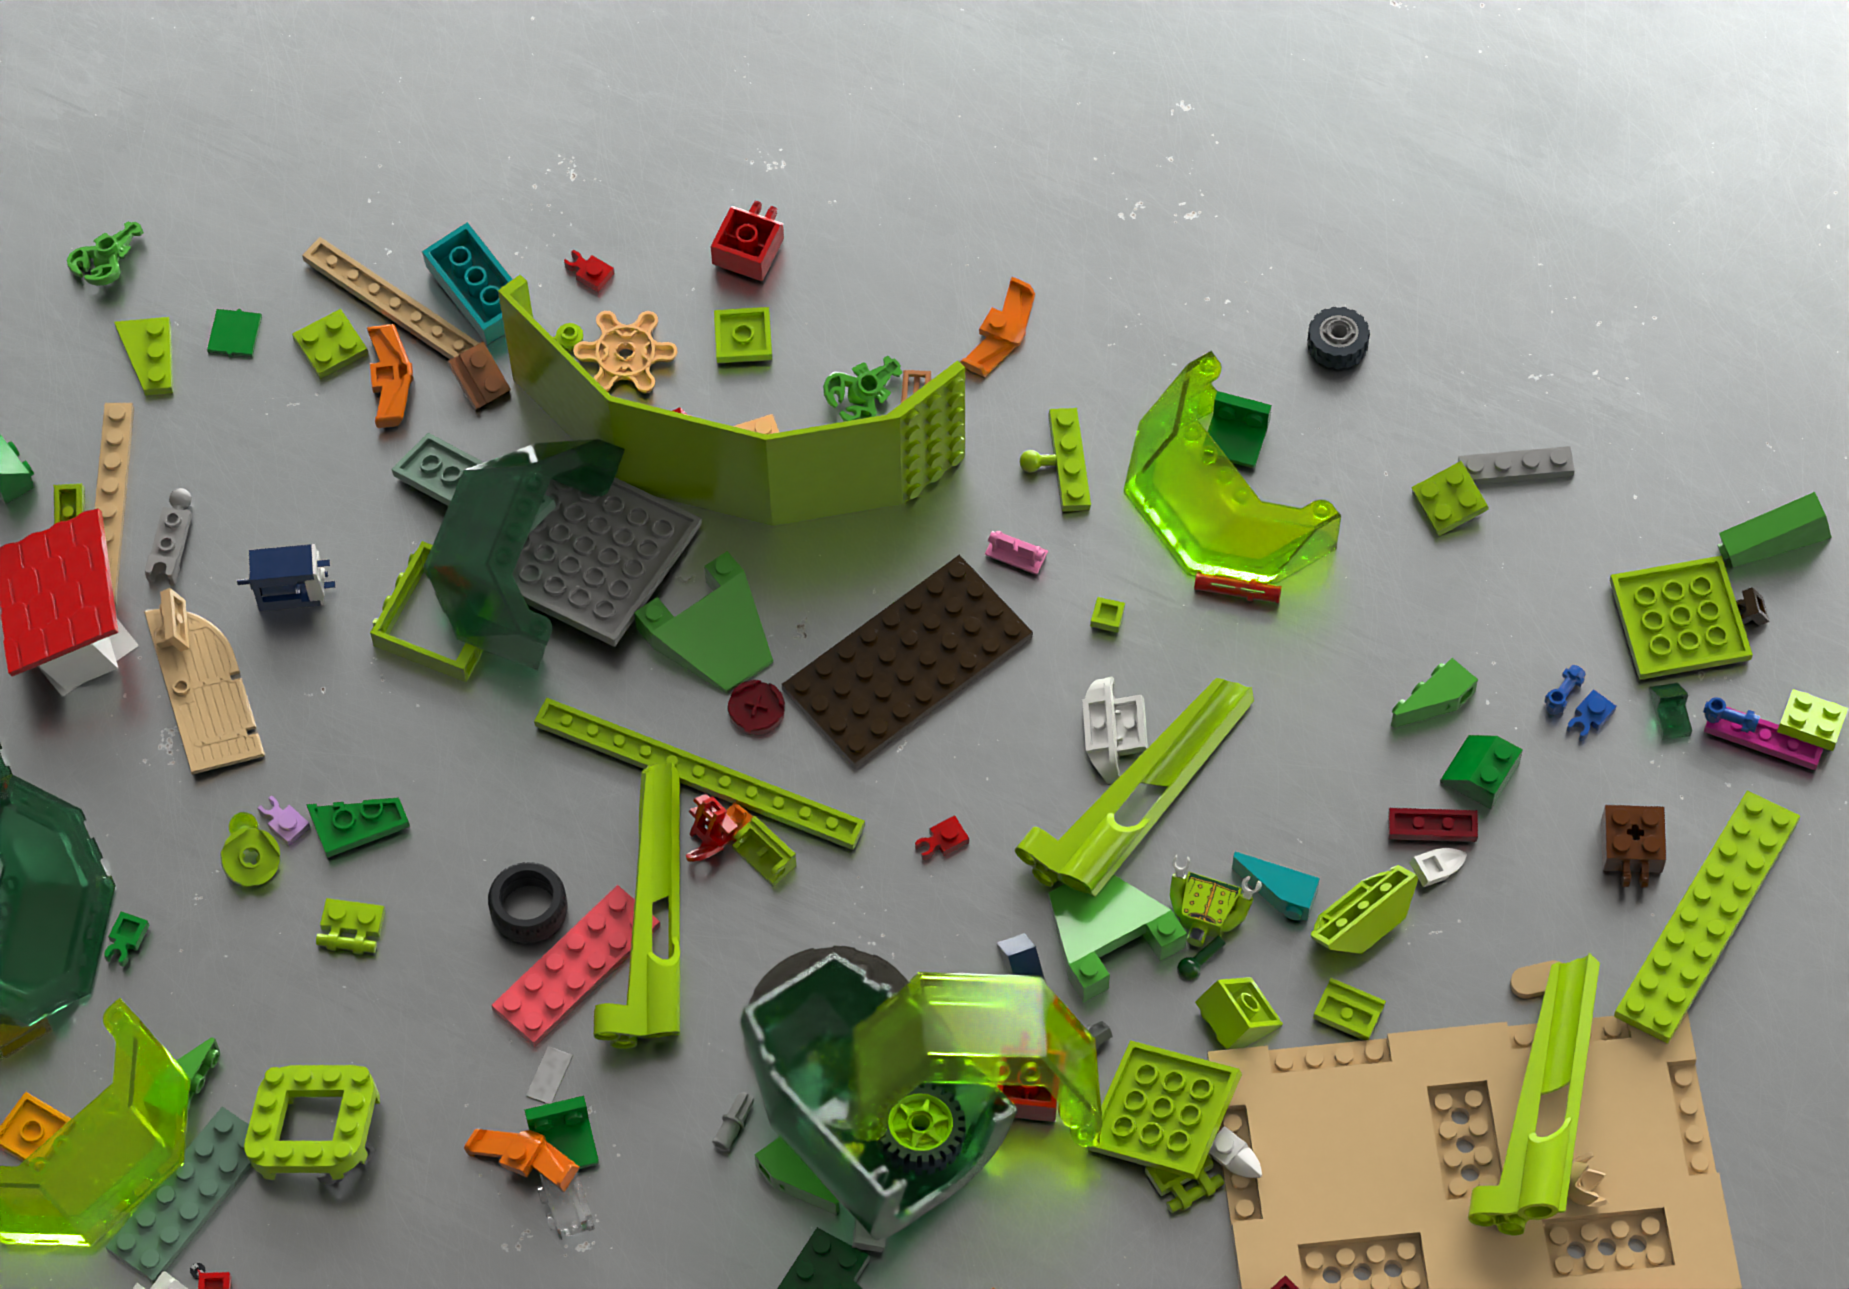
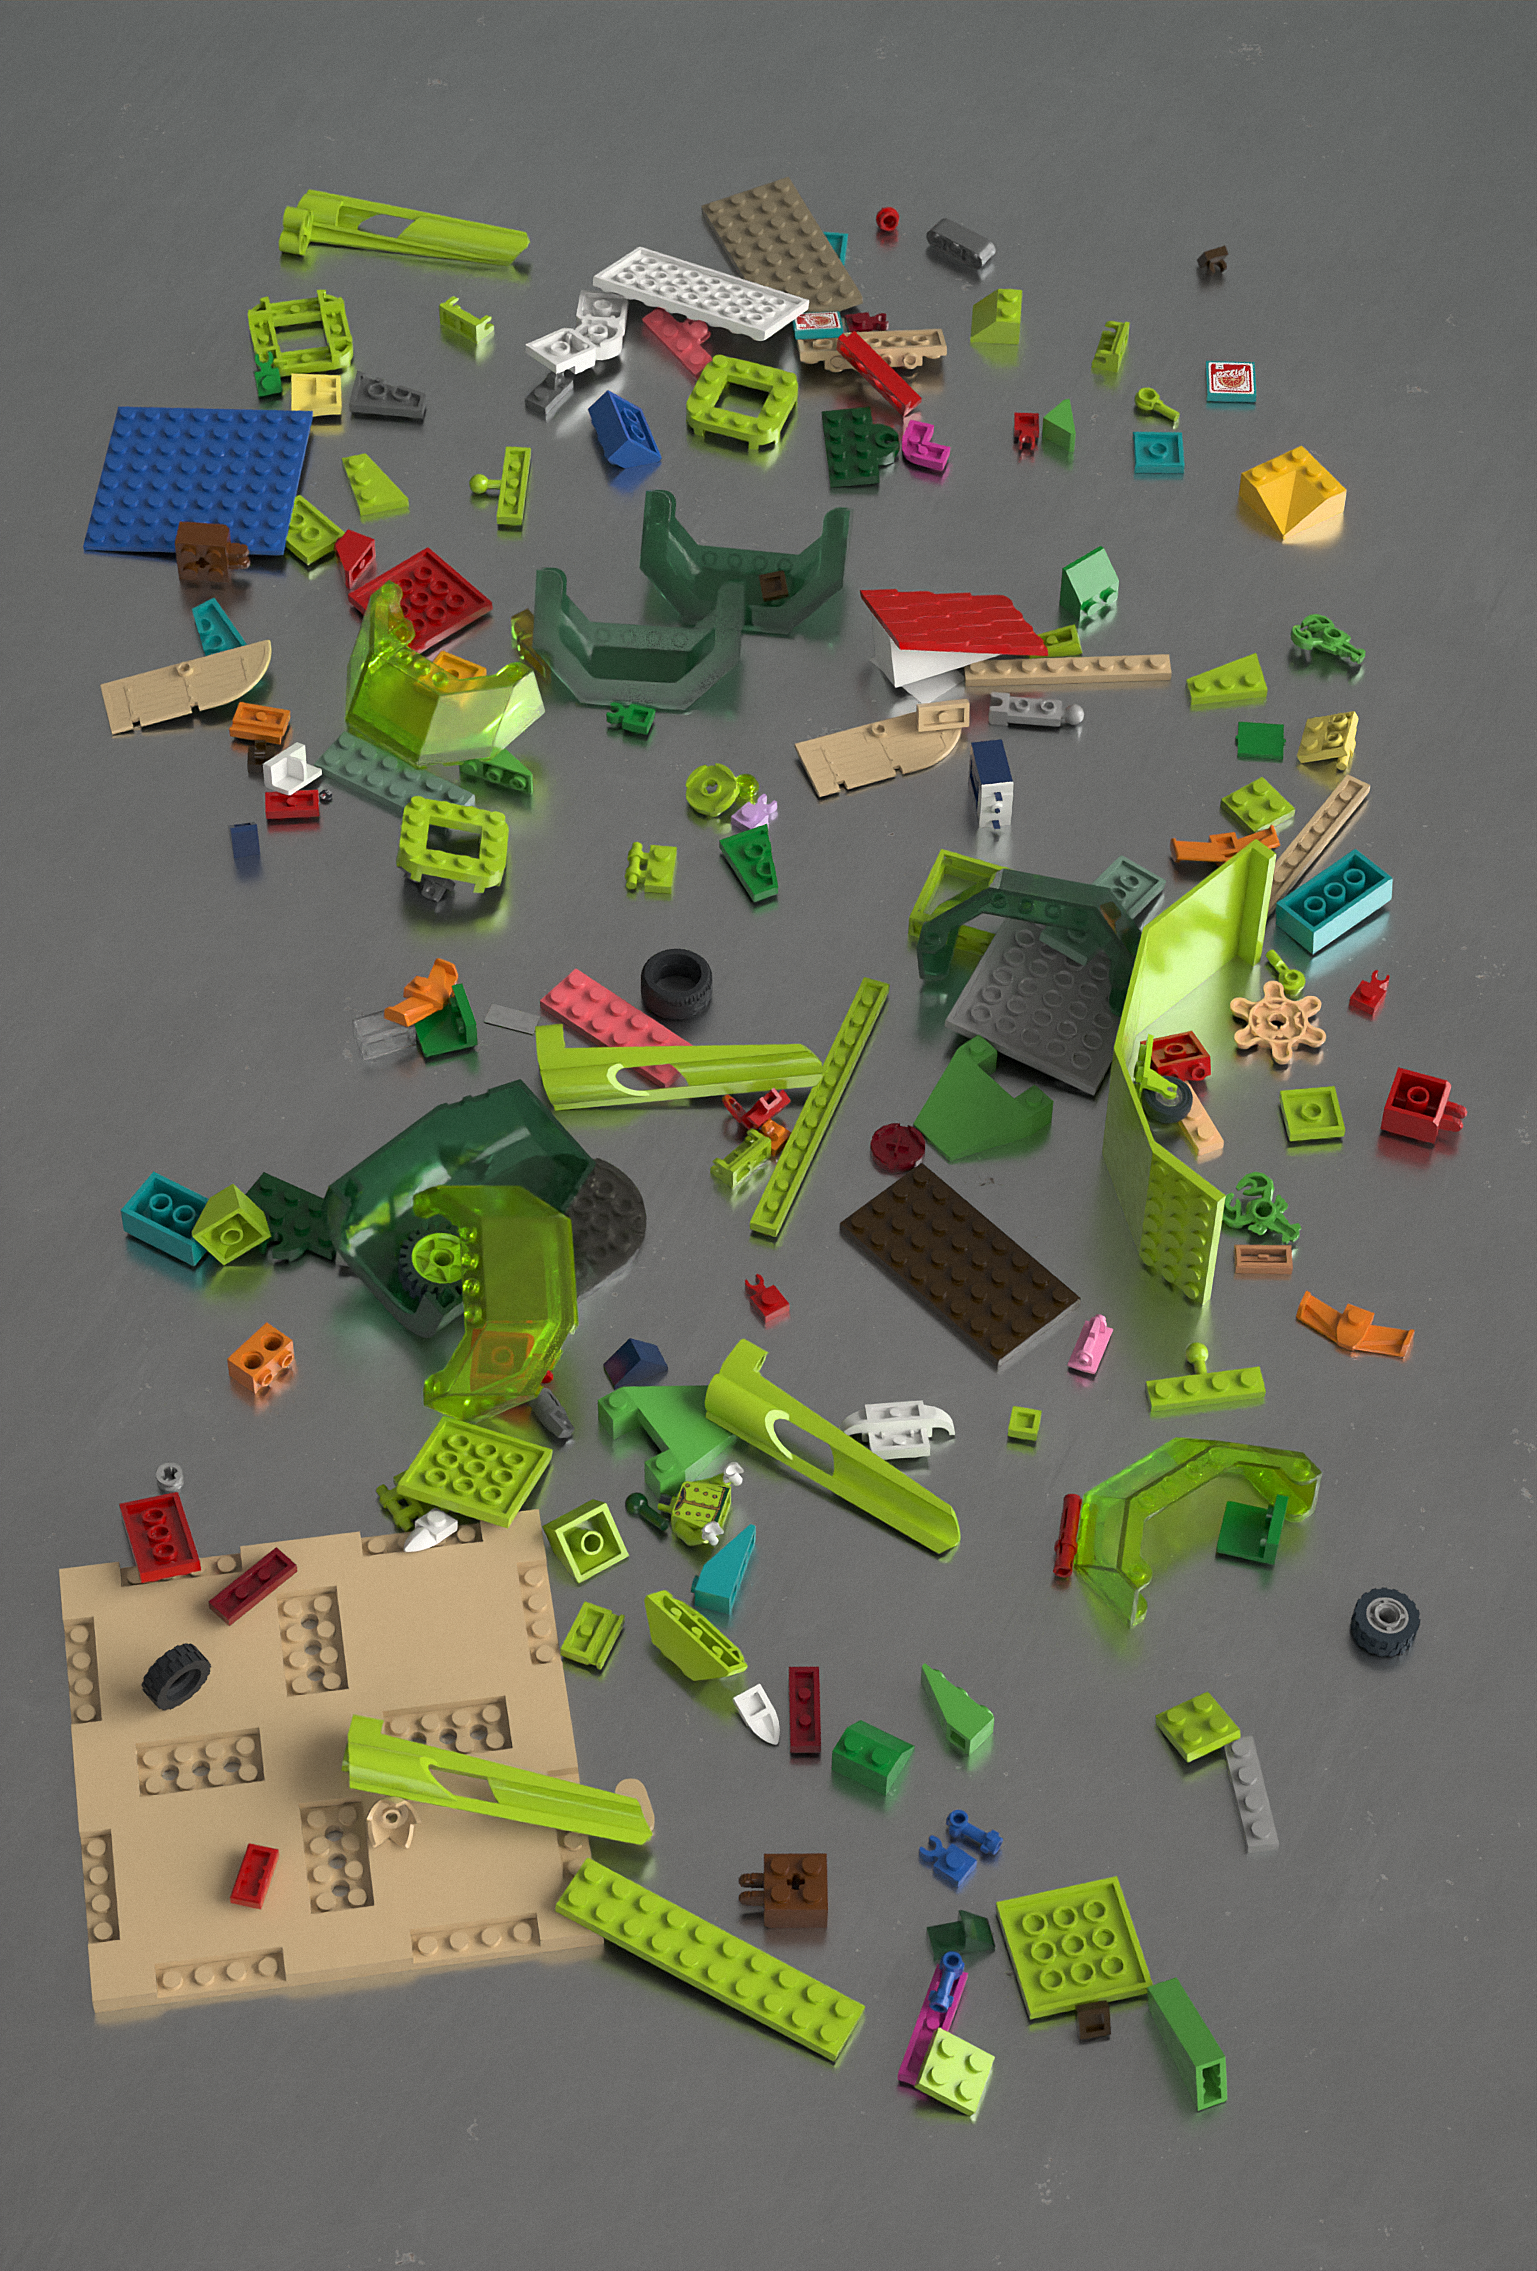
camera: 85 degrees right, 10 degrees down
(250, 266) = (1329, 738): none -> light yellow plate

